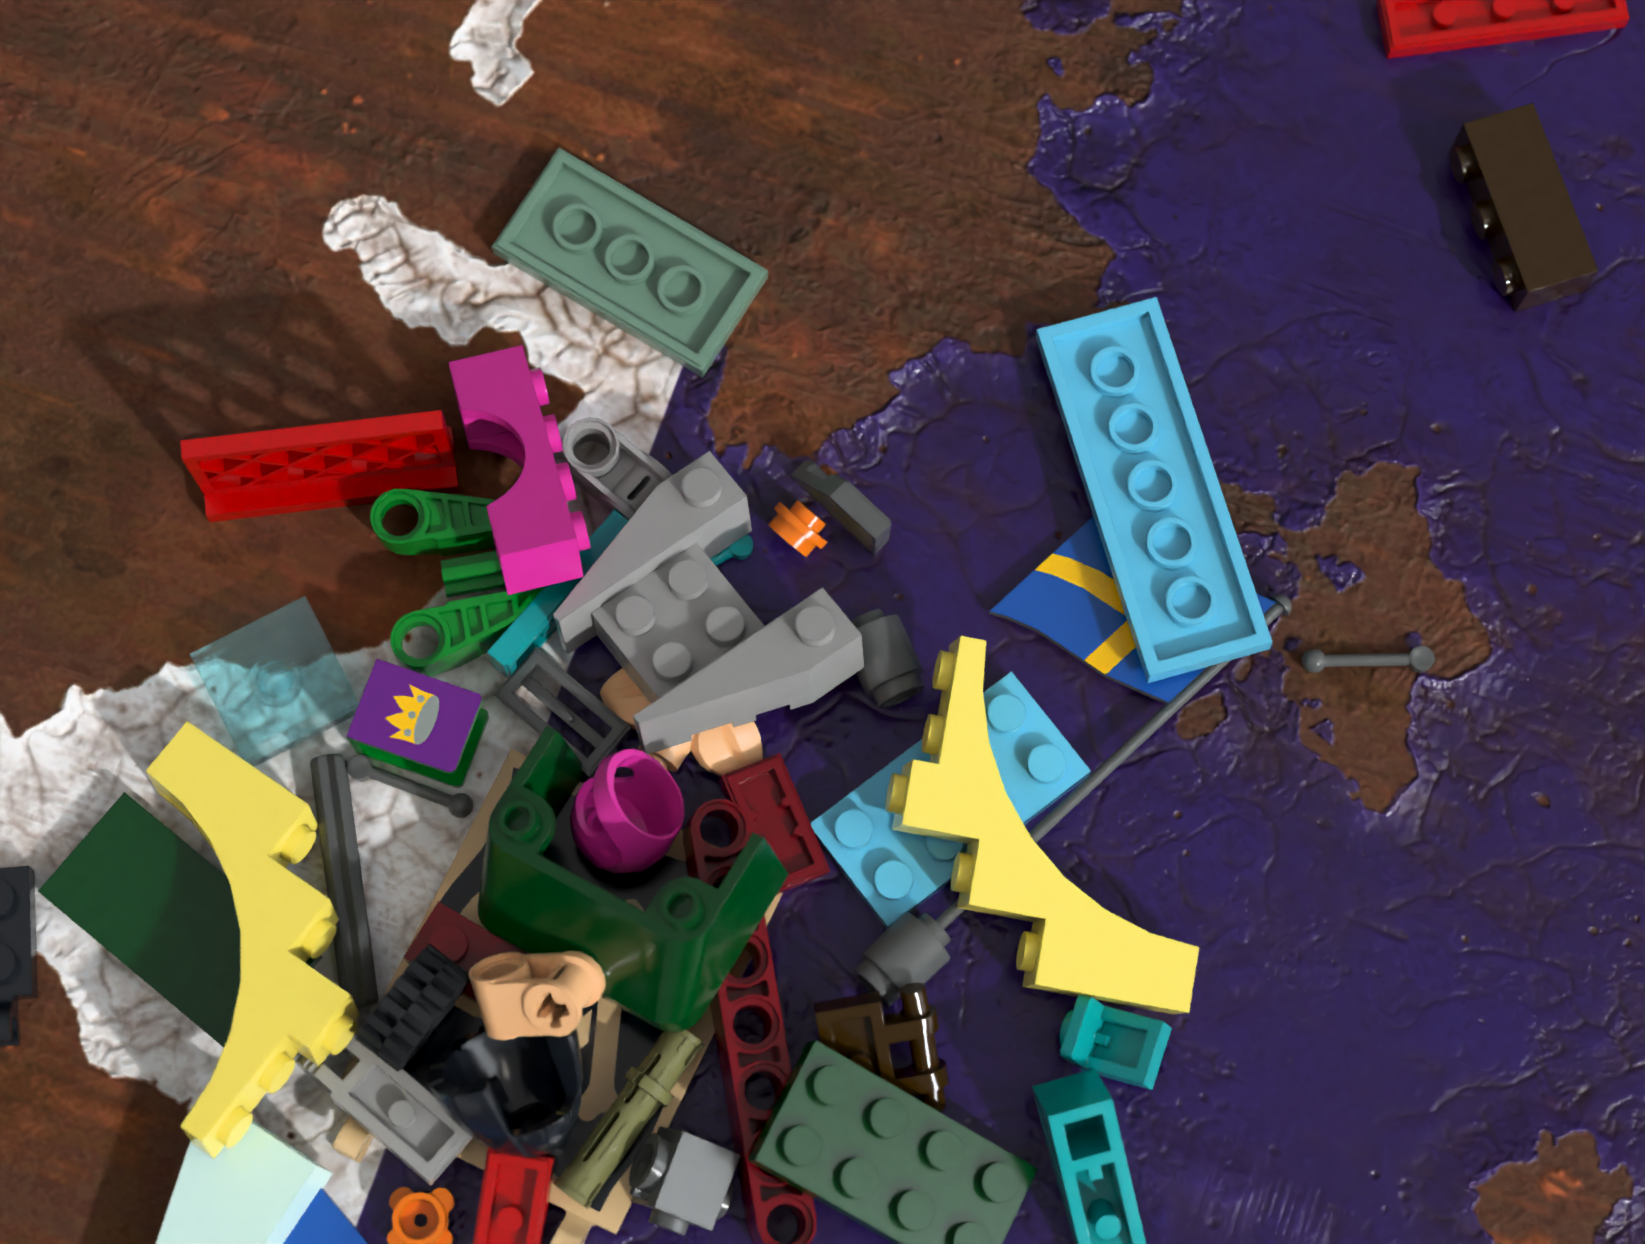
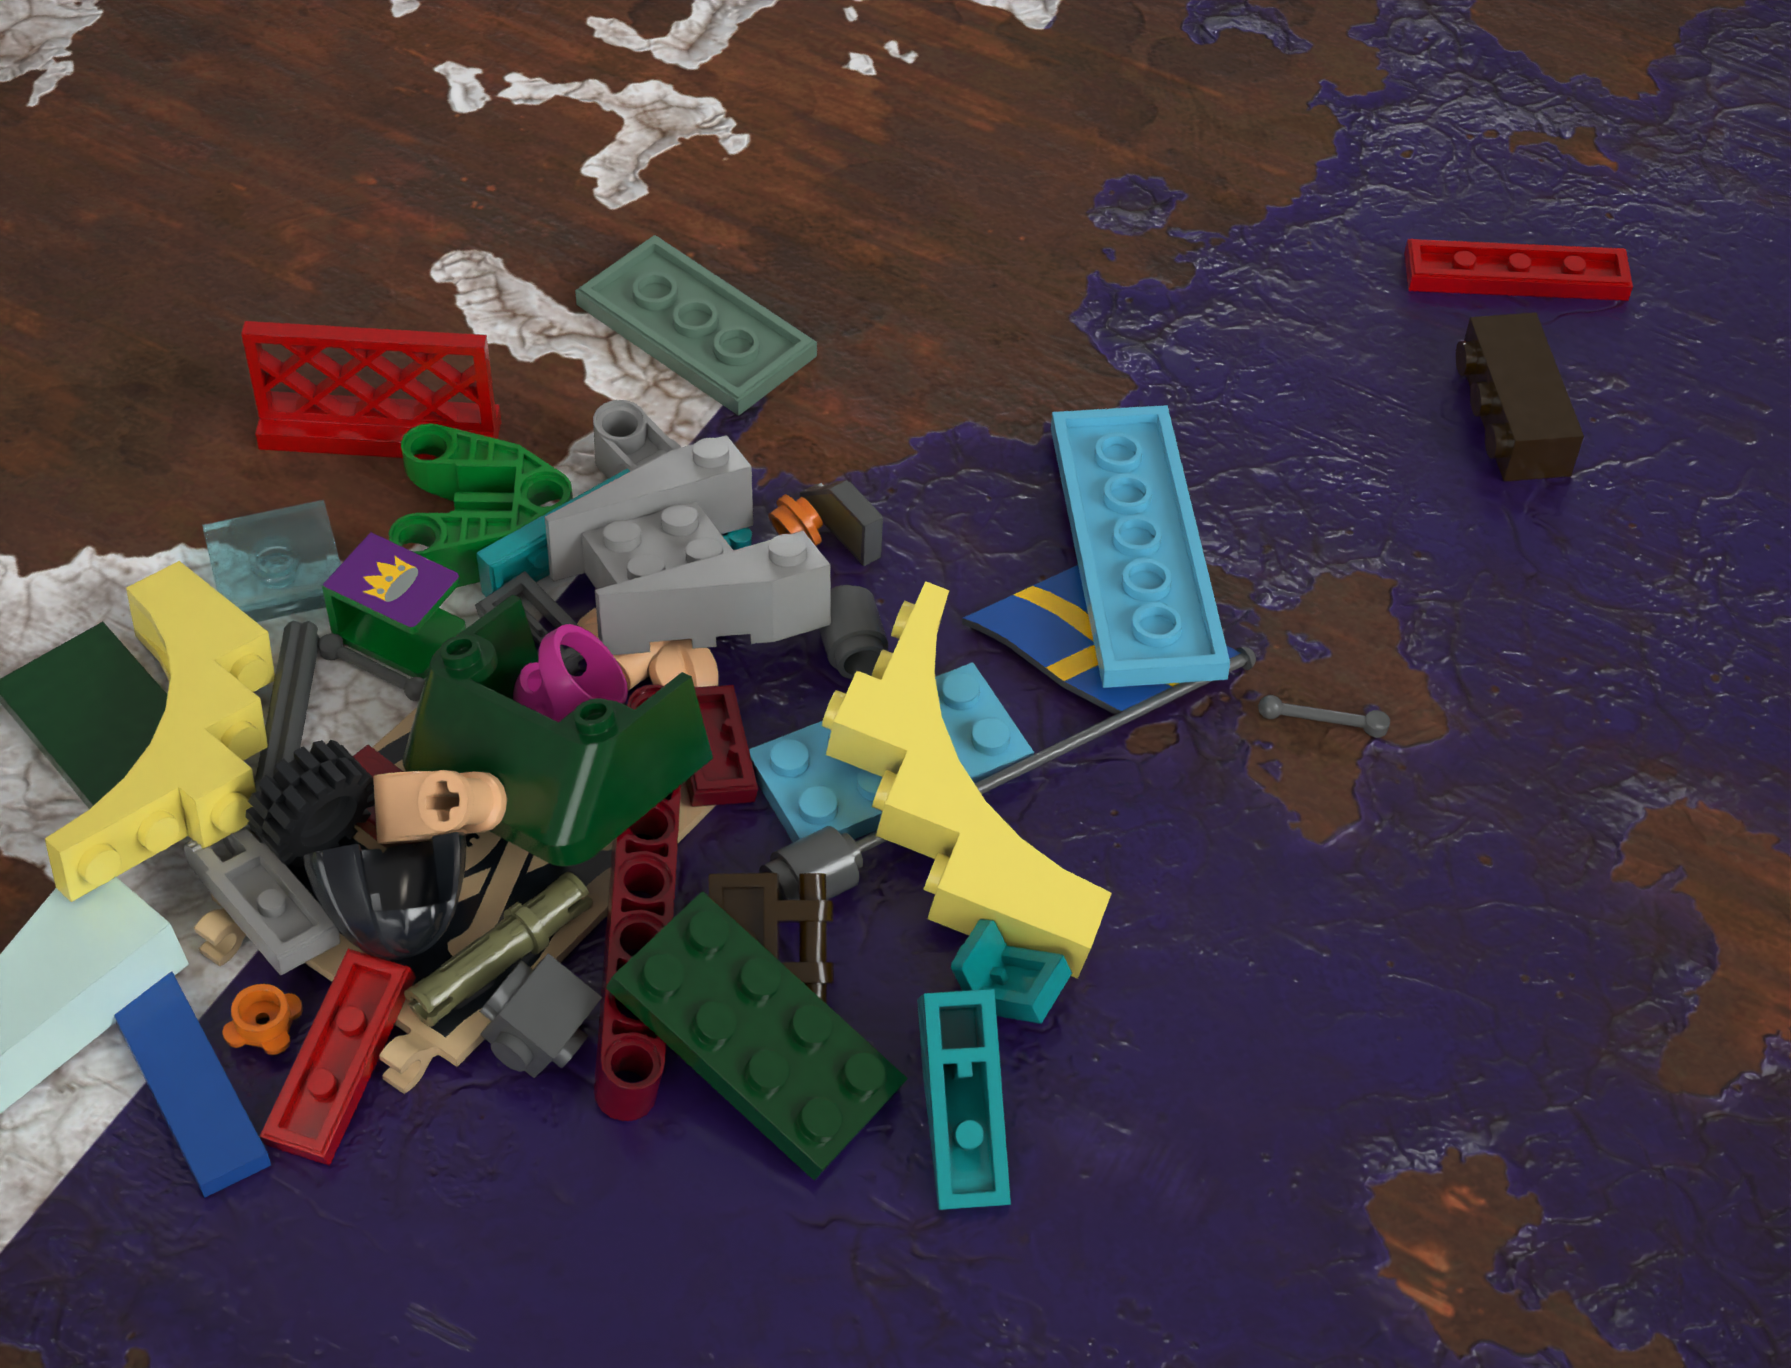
camera: 10 degrees right, 25 degrees down
(531, 522) = (548, 421): dark pink arch -> none

